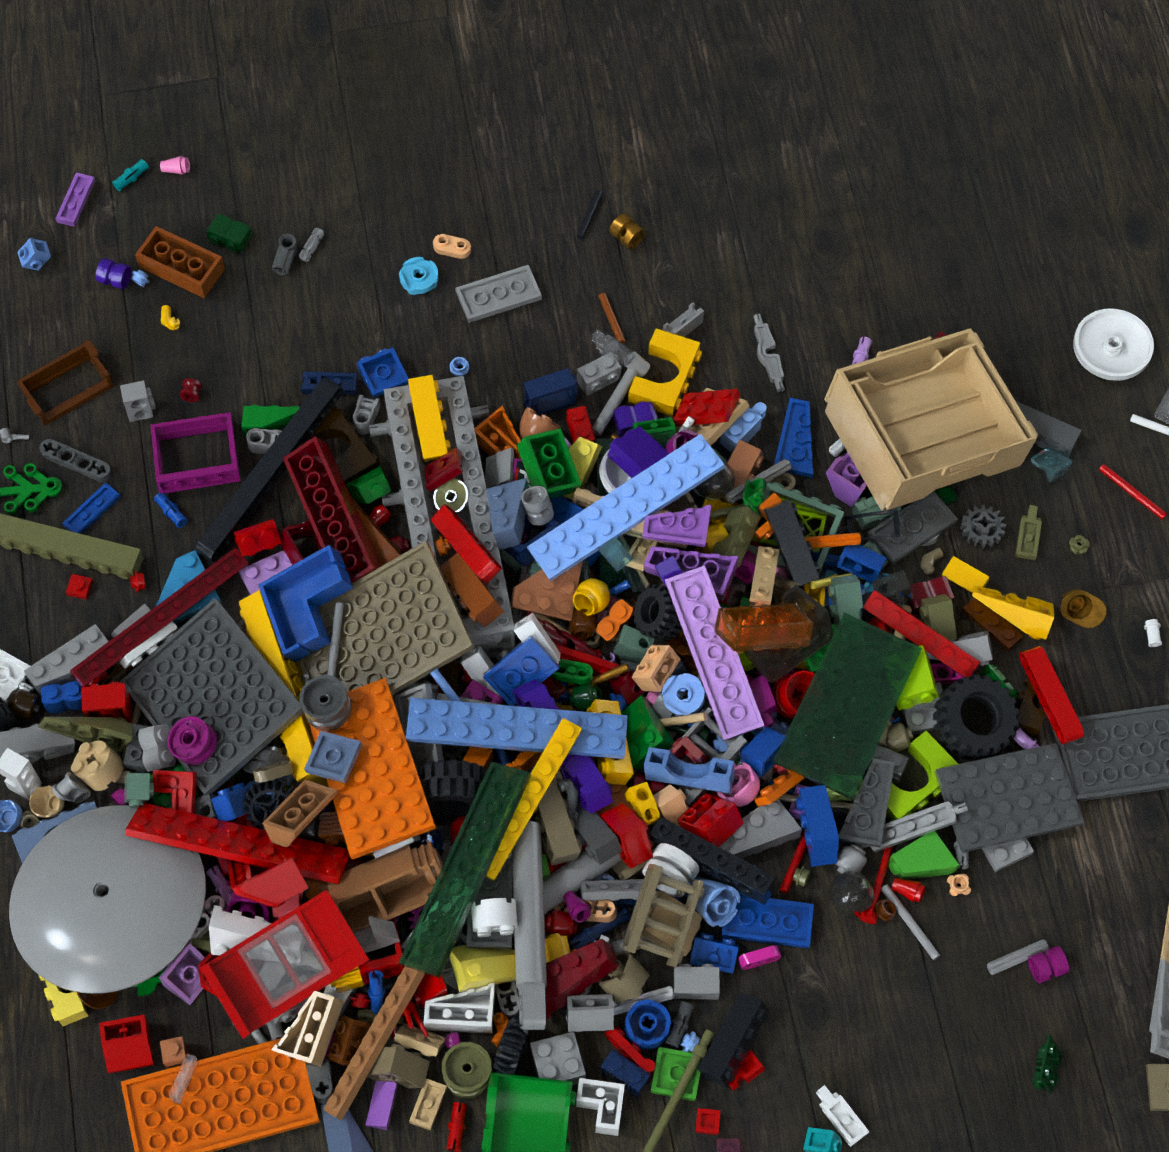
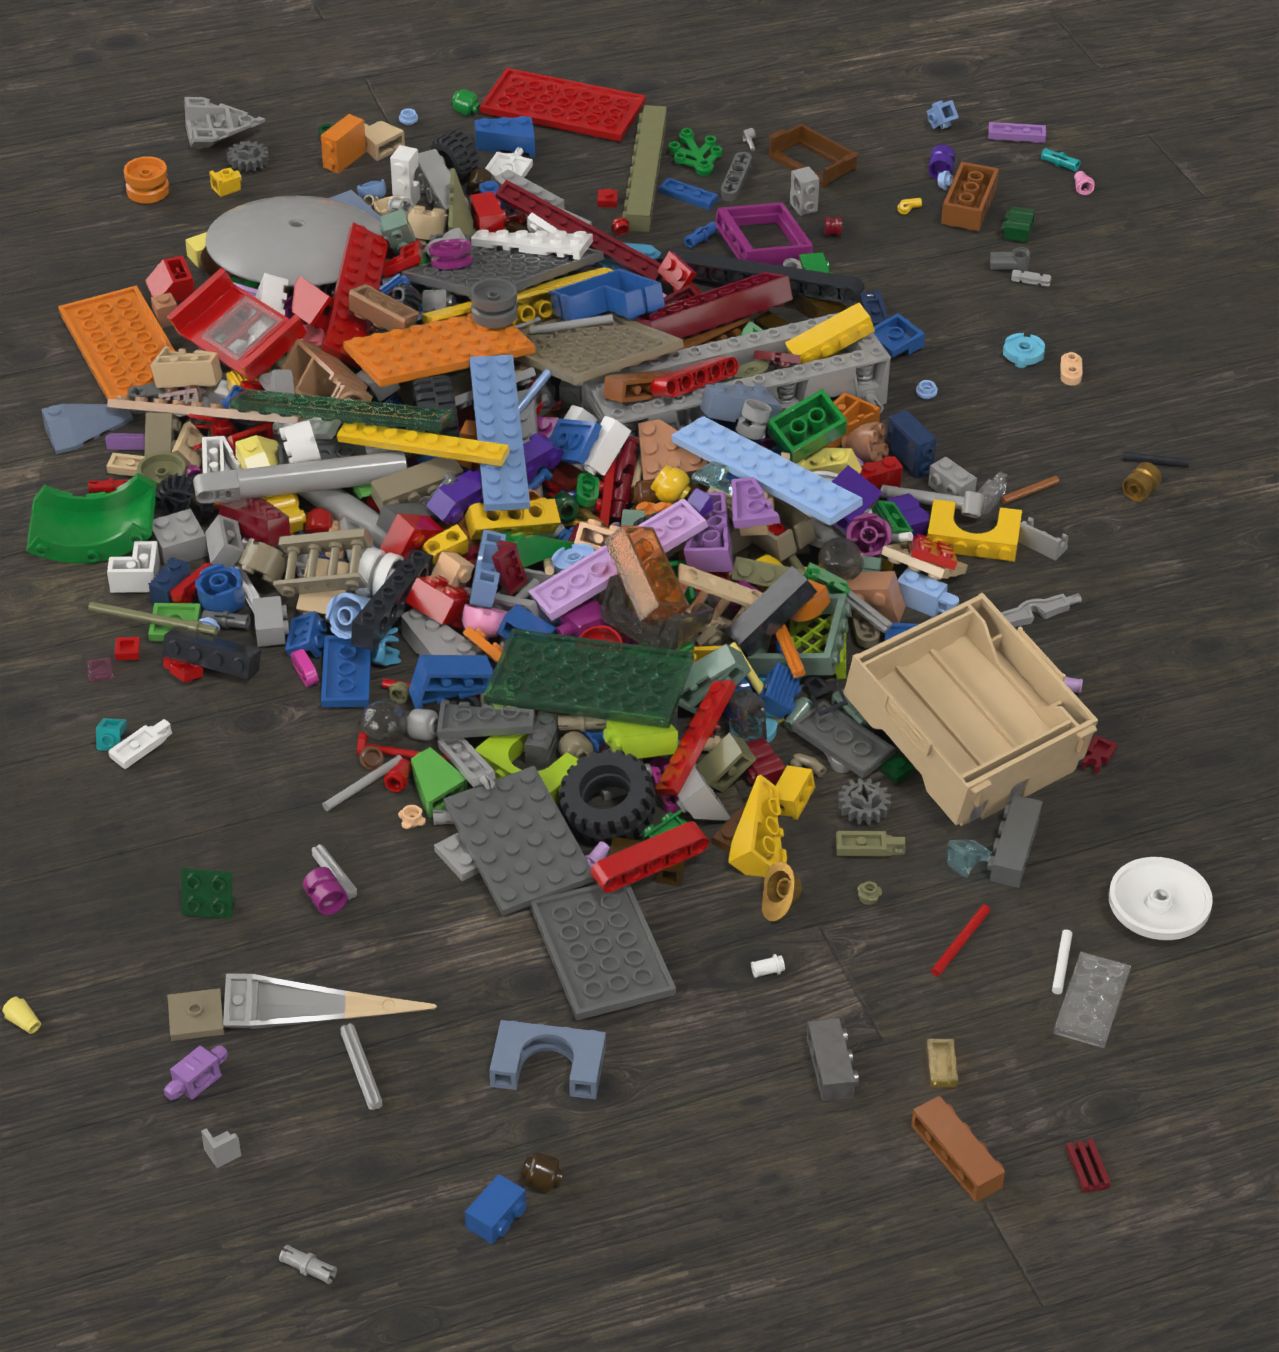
camera: 80 degrees right, 20 degrees down
(176, 657) = (536, 243): none -> white wing
(183, 1078) = (138, 312): clear tile -> none
(273, 771) = (424, 293): dark tan beam -> none
(333, 757) = (440, 317): sand blue plate -> none
(498, 293) = (1025, 404): light grey plate -> none
(577, 908) = (330, 522): magenta cone -> none

